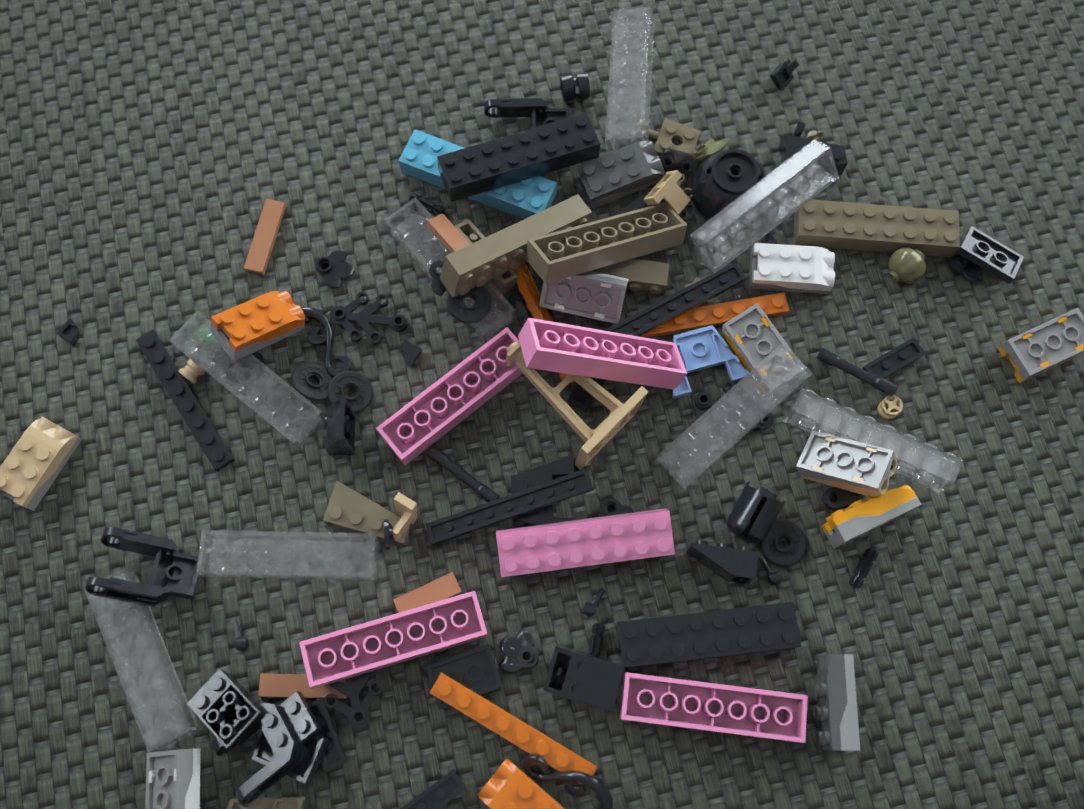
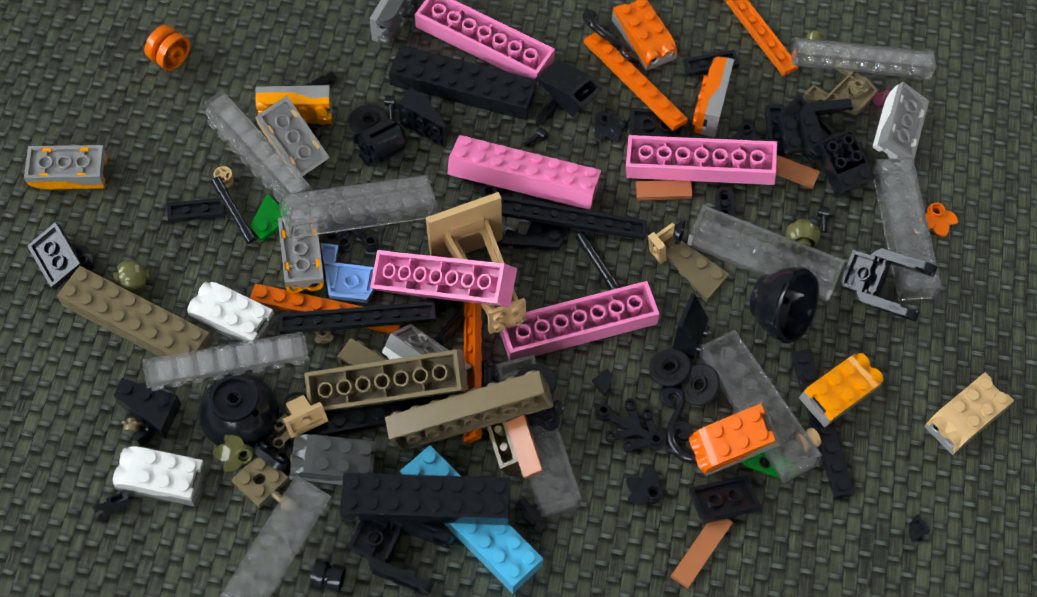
camera: 160 degrees left, 10 degrees down
(104, 689) = (941, 221): none -> orange plate
(167, 430) = (841, 388): none -> light orange piece
(250, 491) = (785, 302): none -> black piece
(255, 278) = (724, 499): none -> black plate
(255, 599) = (804, 232): none -> olive plant
(353, 604) = (726, 206): none -> black plate
(409, 740) = (712, 96): none -> piece
(761, 108) = (159, 475): none -> white piece
(821, 379) = (266, 219): none -> green wing
(1050, 526) = (167, 47): none -> orange wheel

